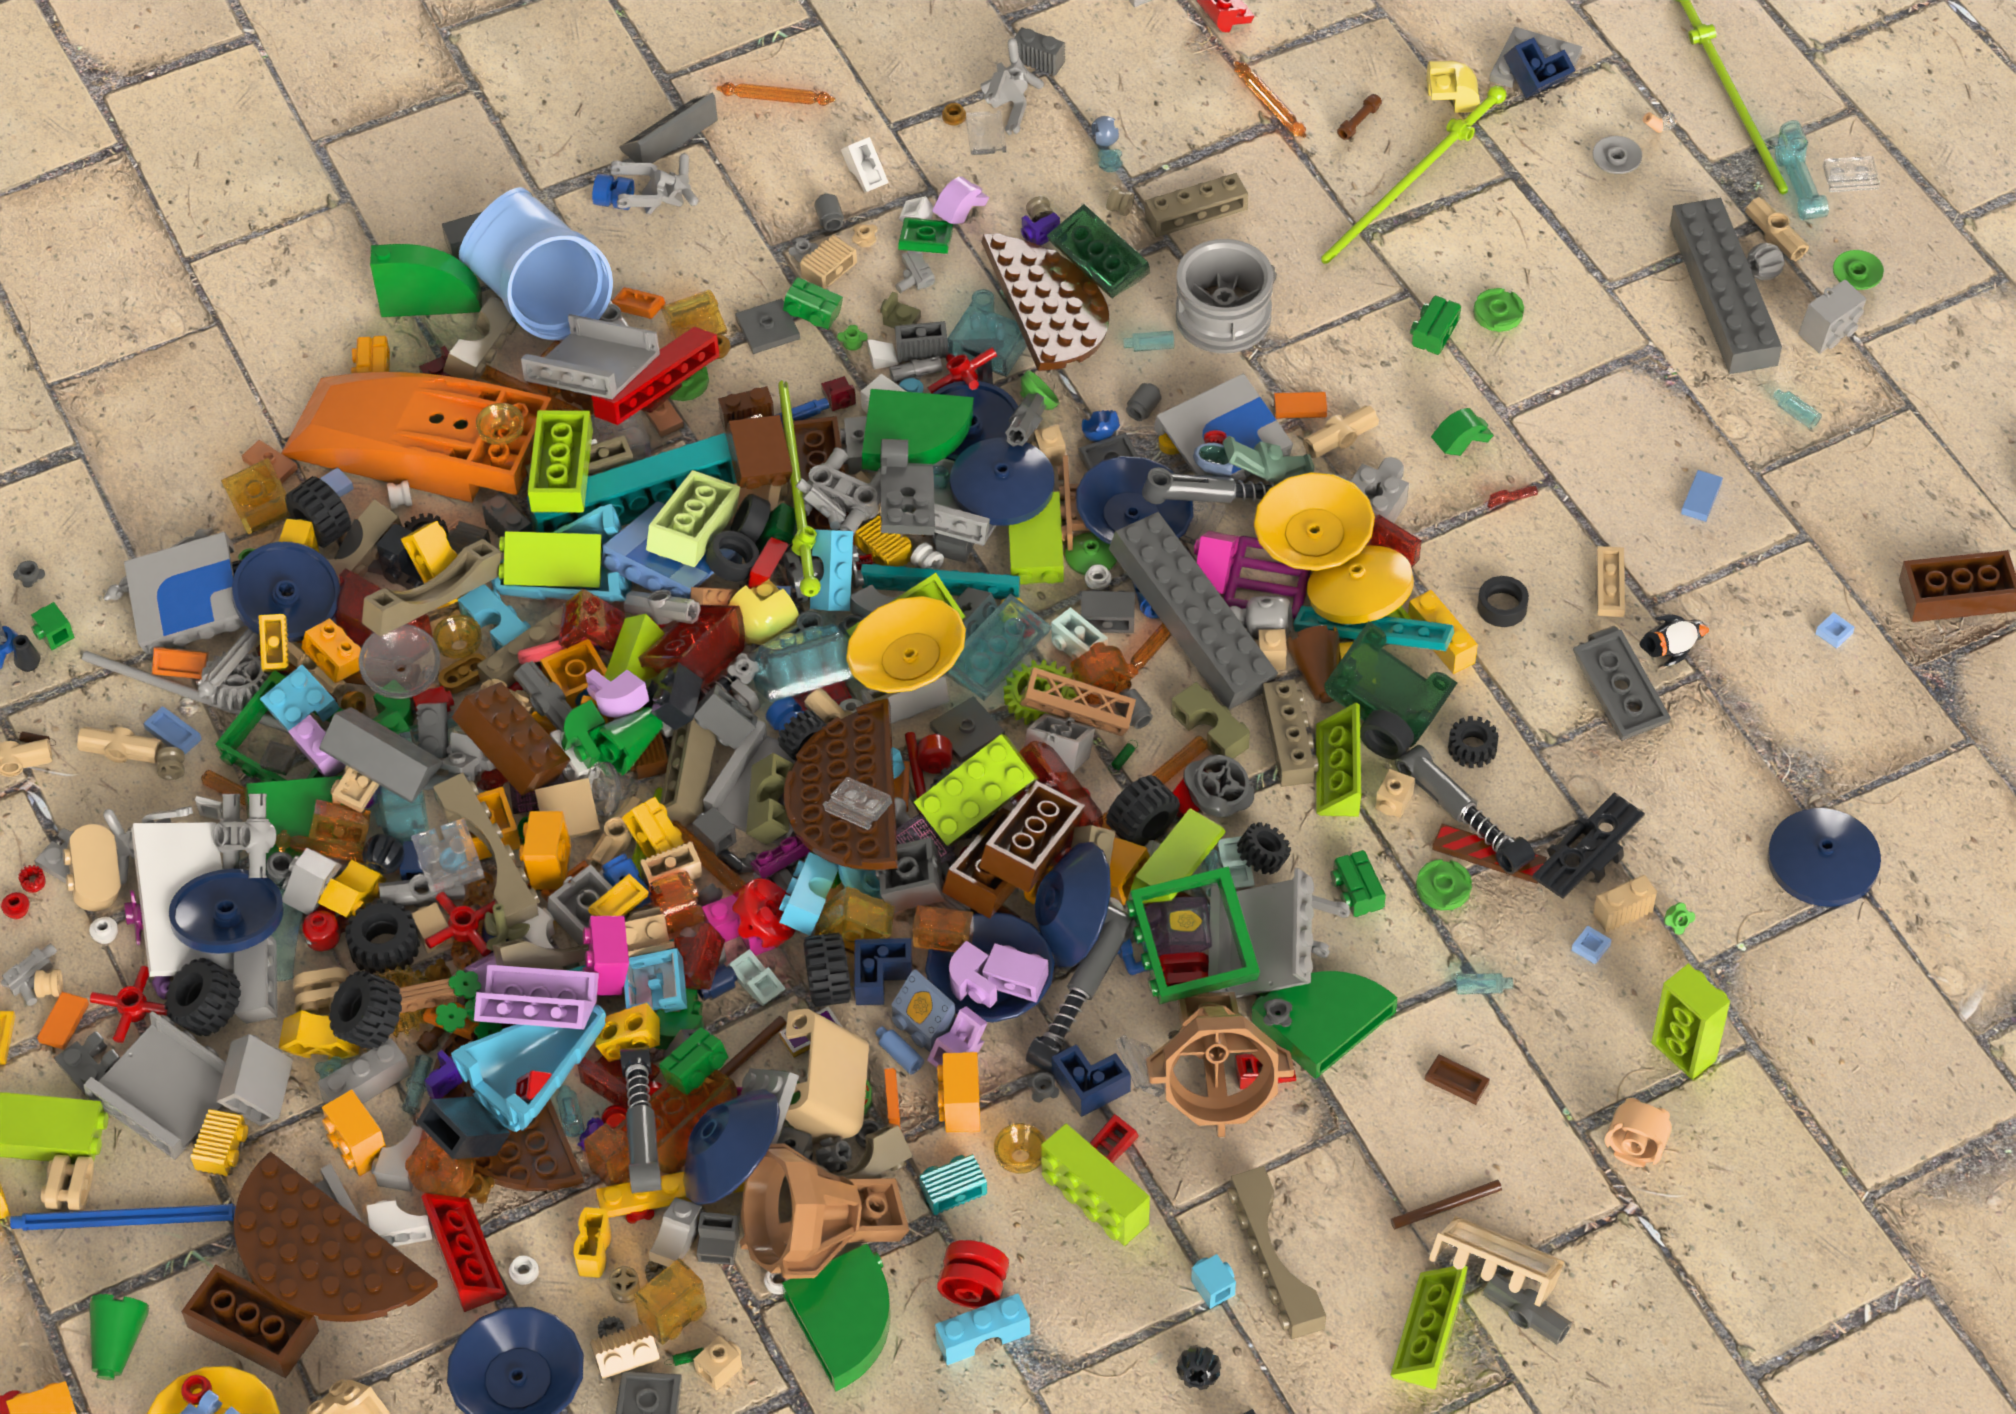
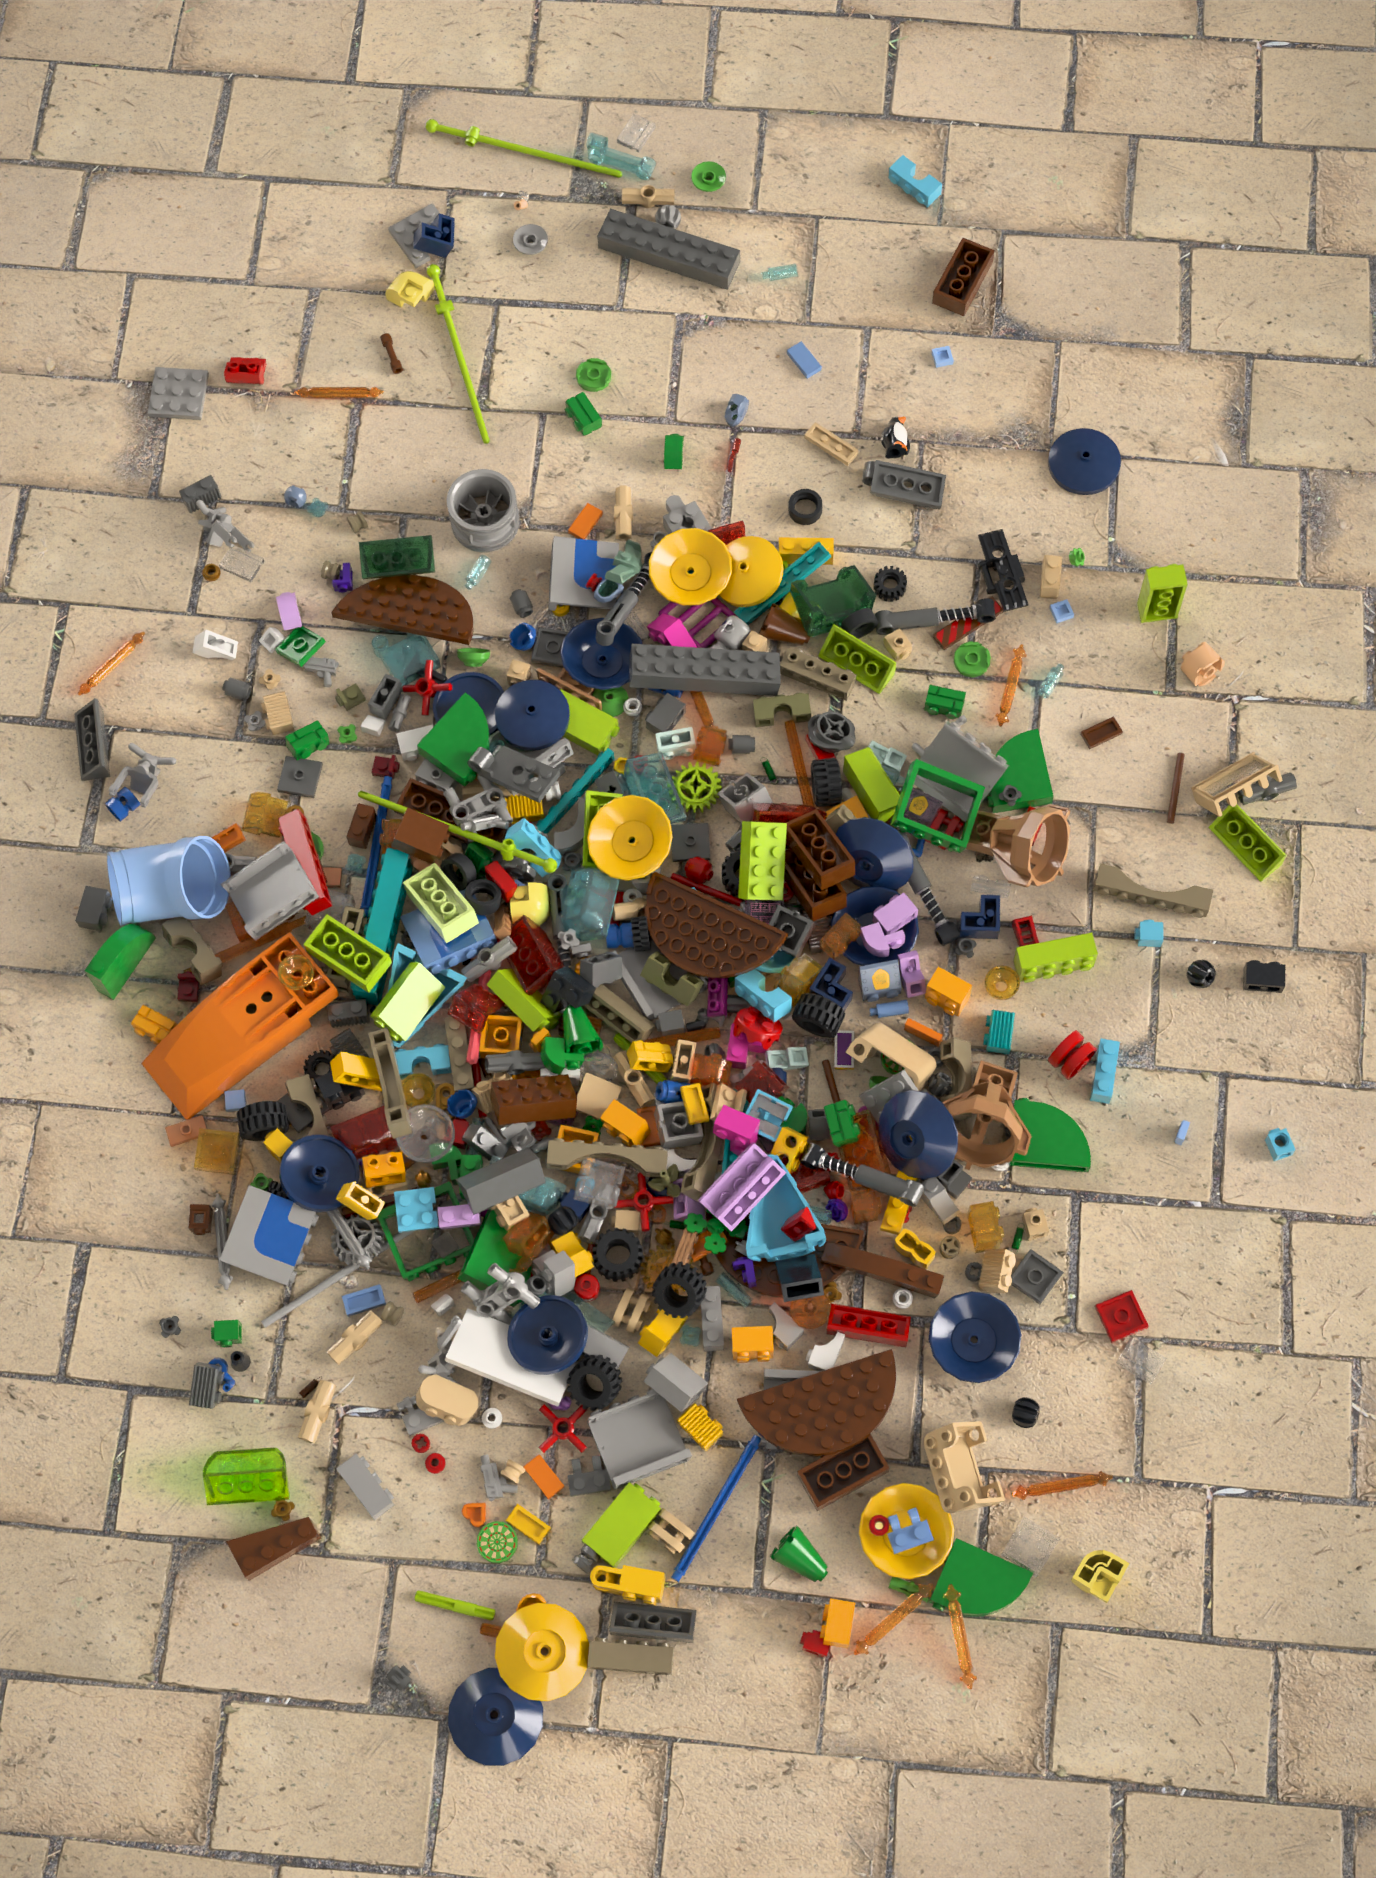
camera: 55 degrees left, 15 degrees up
(134, 916) = (495, 1393): magenta plate -> none
(170, 528) = (200, 1219): none -> reddish brown window
(179, 662) = (316, 1267): orange tile -> none
(399, 494) = (276, 1065): white wheel -> none
(464, 681) = (462, 1104): none -> blue hair
(543, 1225) = (884, 1269): none -> reddish brown slope
(619, 696) = (553, 1021): lavender brick -> none
(698, 430) = (352, 858): none -> clear light blue plate
(857, 803) = (729, 930): clear plate -> none
(912, 385) = (412, 722): medium azure plate -> none
(1025, 419) = (499, 674): dark grey piece -> none
(1081, 712) = (728, 776): medium nougat fence -> none
(1196, 204) = (392, 482): dark tan brick -> none
(1263, 848) = (890, 735): black tyre -> none
(1441, 944) = (1011, 685): none -> clear orange wheel
(1572, 465) = (736, 409): none -> sand blue rock
(1832, 316) = (737, 211): light grey brick -> none

